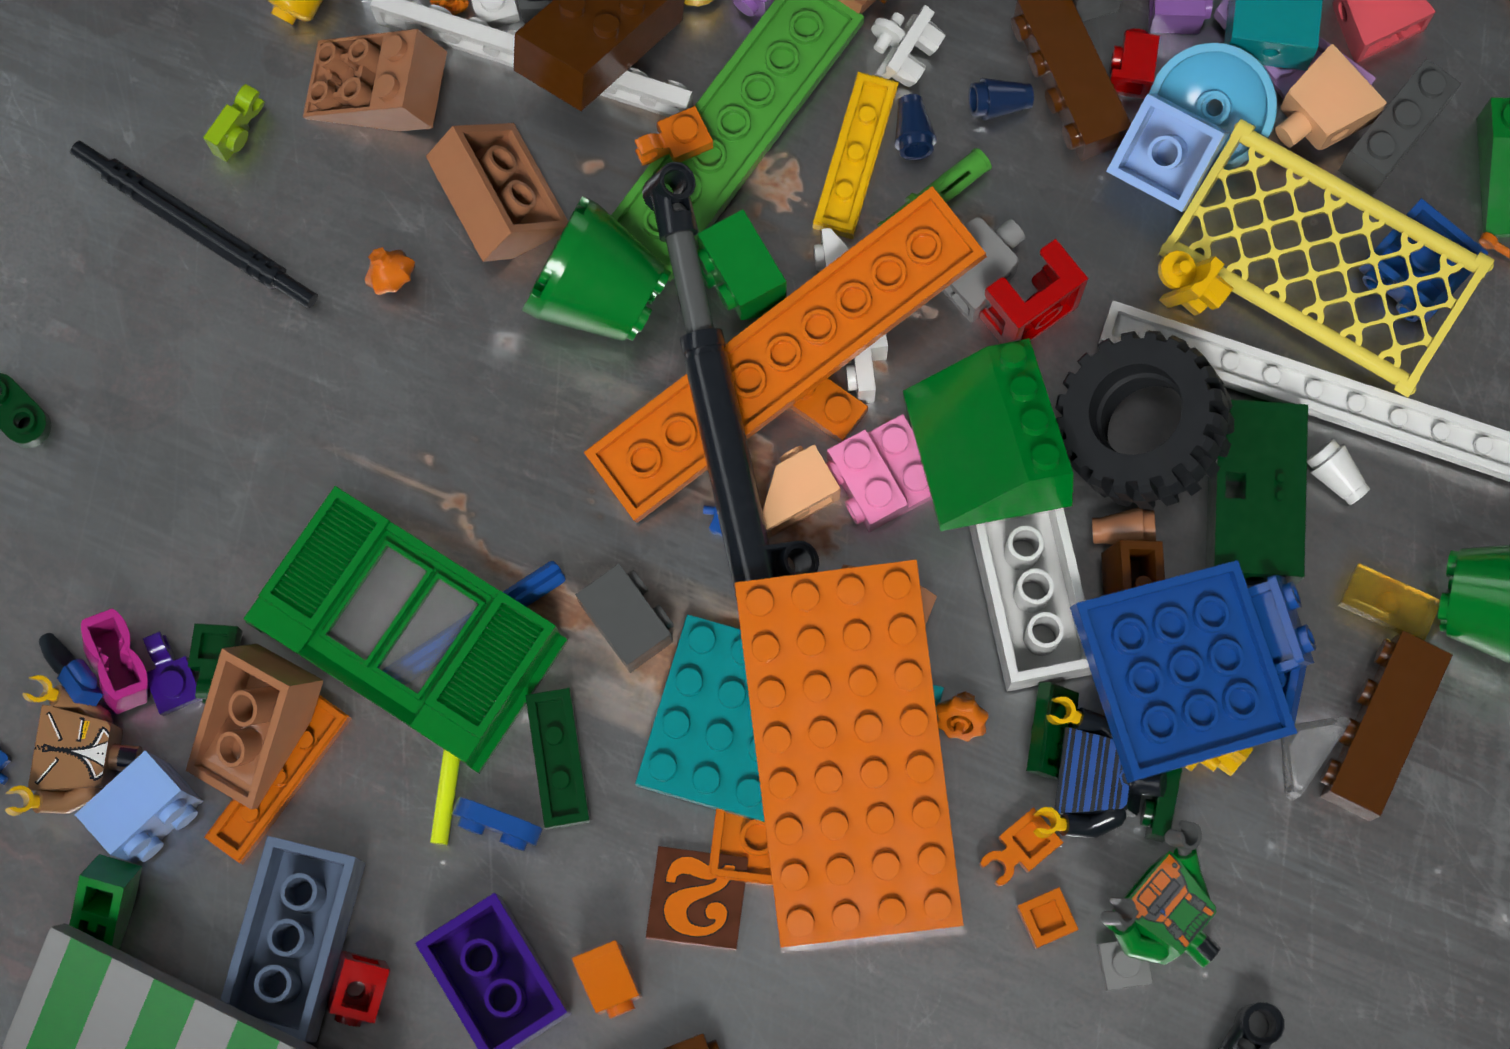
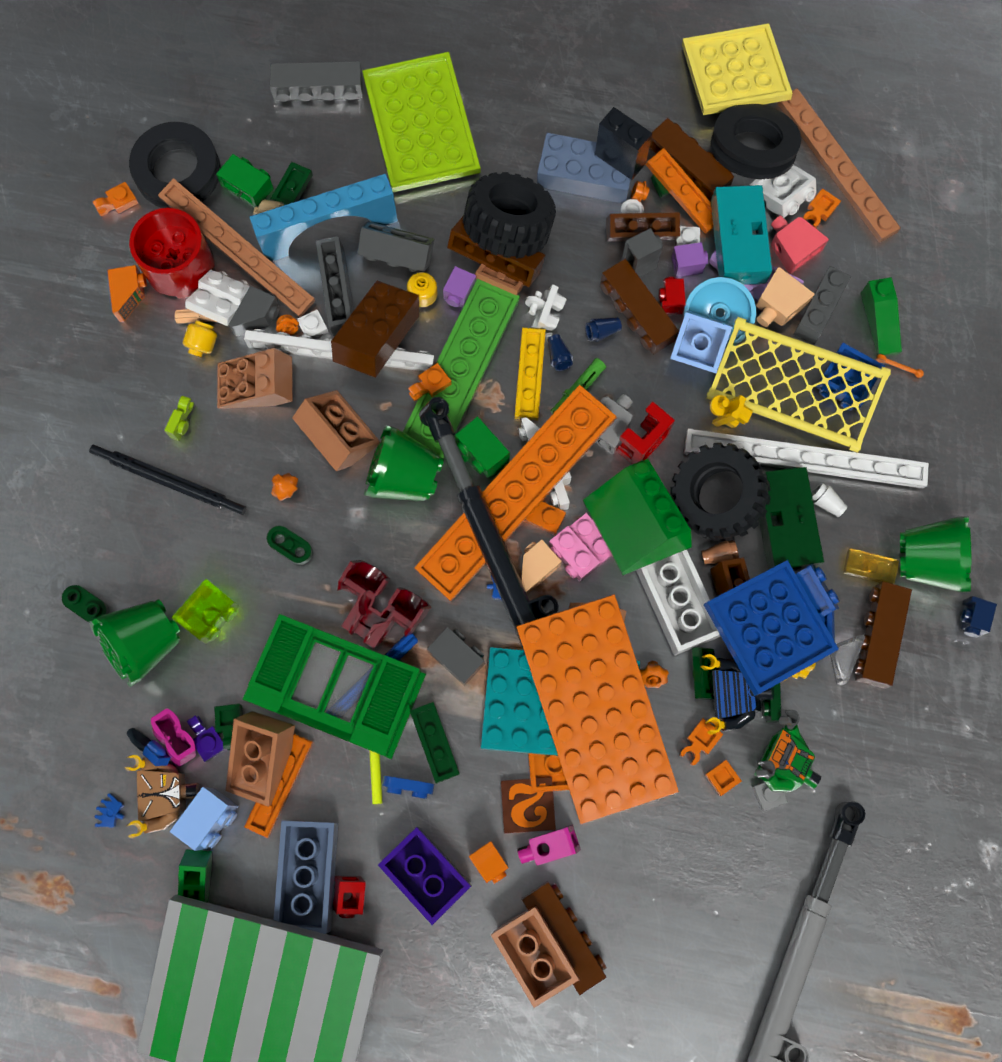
camera: 15 degrees left, 0 degrees up
(85, 481) = (136, 638): none -> green cone
(212, 459) = (206, 612): none -> clear neon green slope
(379, 375) = (290, 546): none -> dark green plate
(482, 528) = (368, 622): none -> dark red piece
(737, 968) = (560, 842): none -> dark pink torso

